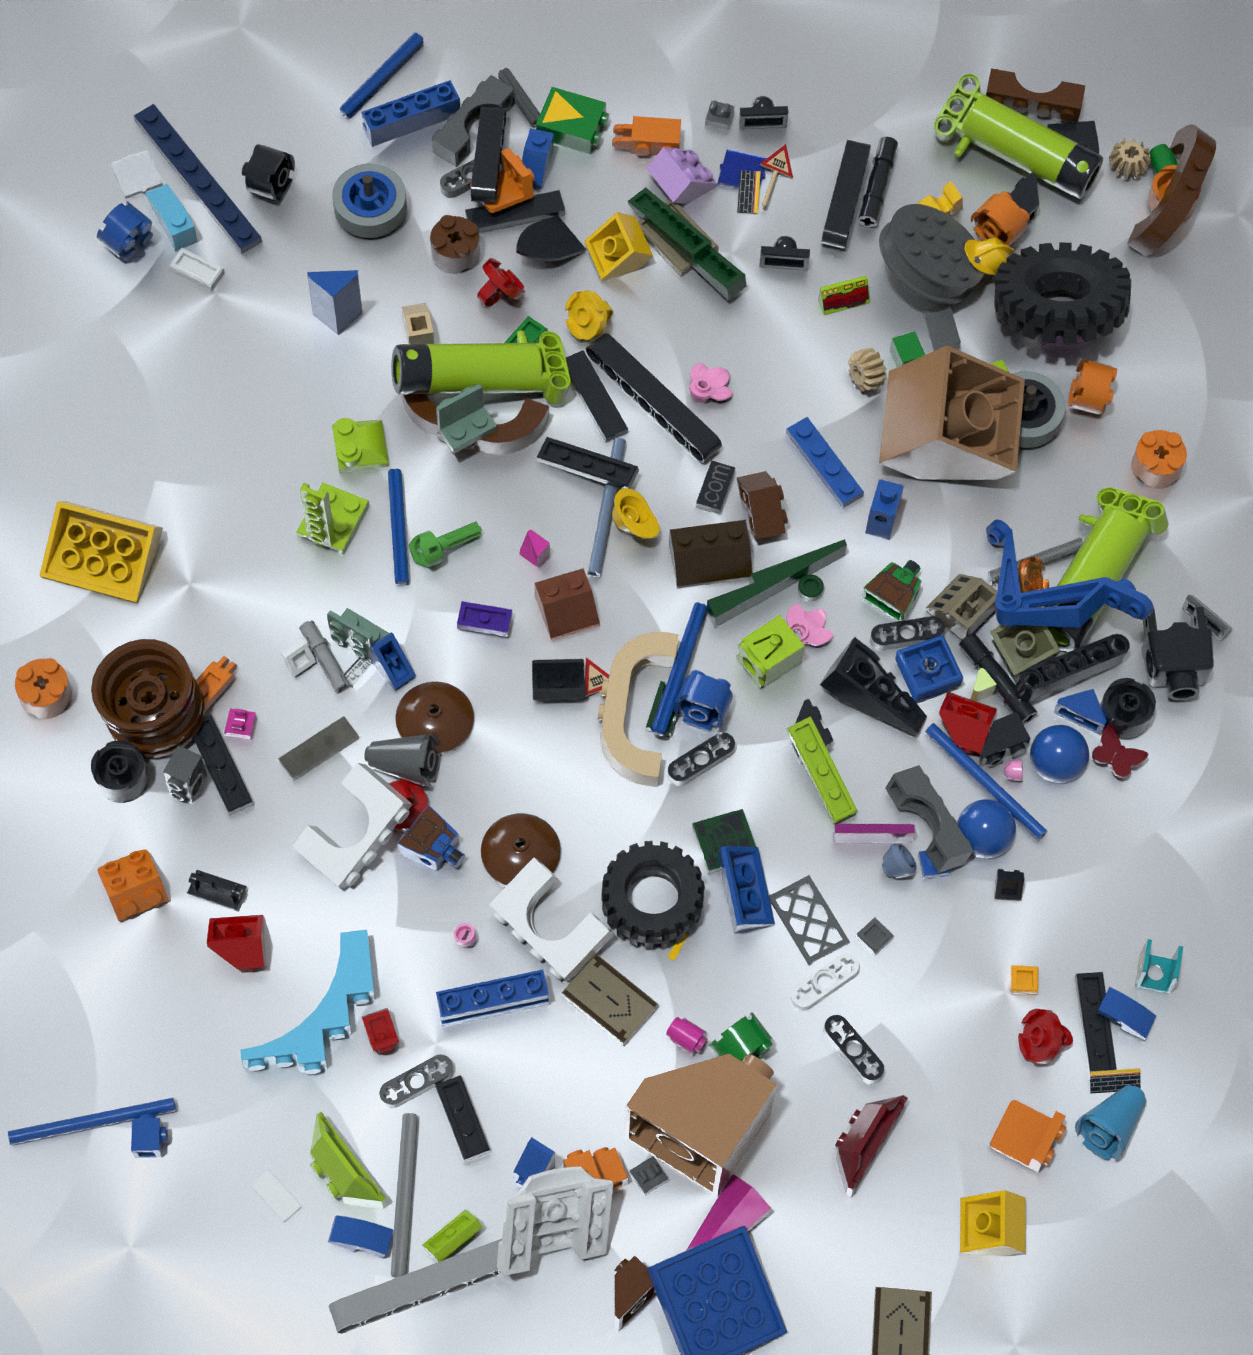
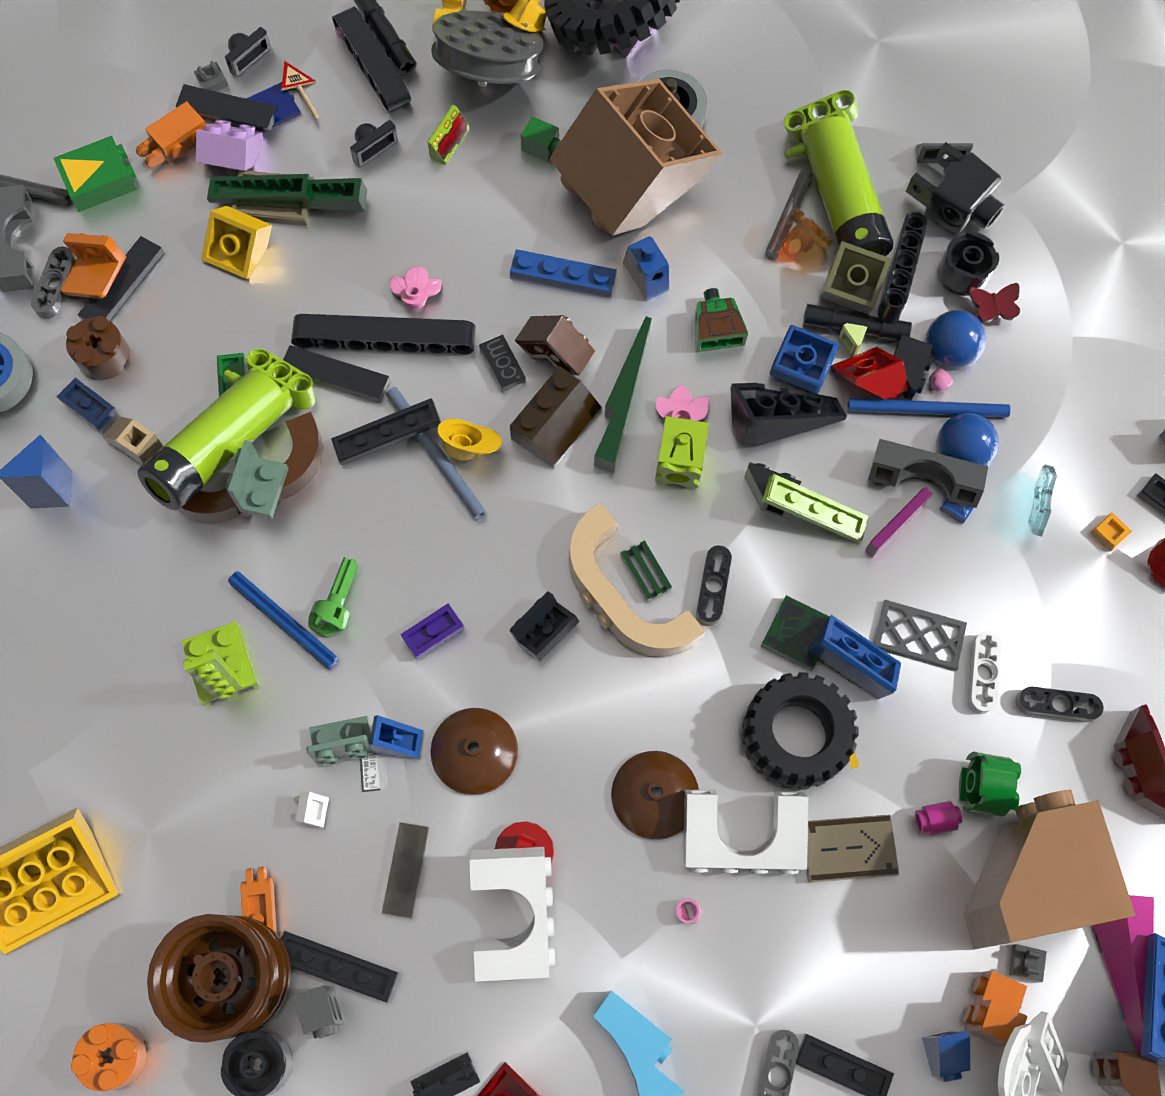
camera: 45 degrees left, 5 degrees up
(240, 724) = (317, 914): dark pink tile -> none
(319, 647) = (330, 786): light grey pin -> none
(359, 445) = (181, 581): lime slope -> none
(380, 1030) = (708, 1065): red bracket -> none
(406, 758) = (489, 810): dark grey cone -> none
(412, 276) = (87, 404): none -> dark blue plate
(431, 841) = (582, 858): torso -> none
(488, 154) = (54, 253): black beam -> none
(492, 998) = (766, 943): blue brick -> none
(499, 283) = (168, 348): red tile -> none
(535, 548) = (414, 537): dark pink slope -> none
(538, 154) = (93, 218): blue slope -> none
(548, 241) = (173, 282): black shield -> none
(566, 604) = (486, 558): copper slope -> none
(587, 314) = (266, 313): yellow tile -> none
(594, 678) = (568, 597): piece -> none
(679, 668) = (627, 530): blue axle -> none
(703, 700) = (674, 537): blue brick -> none
(708, 147) = (229, 107): none -> black tile
(748, 191) = (294, 118): black sticker -> none
(810, 587) = (652, 377): dark green tile -> none
(867, 369) = (526, 174): tan gear -> none
(874, 936) = (979, 601): dark grey tile -> none
(898, 862) = (939, 527): sand blue cone -> none
(900, 642) = (757, 358): black beam -> none
(942, 327) = (544, 100): dark grey slope -> none
(964, 604) = (778, 288): dark tan slope -> none
(986, 913) = (1042, 500): none -> clear light blue tile
(1009, 884) = (1028, 469): black tile -> none
(1015, 607) = (831, 254): blue piece -> none
(1082, 710) = (941, 292): blue slope -> none
(1092, 387) = (698, 51): orange brick -> none
(1159, 458) = (795, 65): orange brick -> none

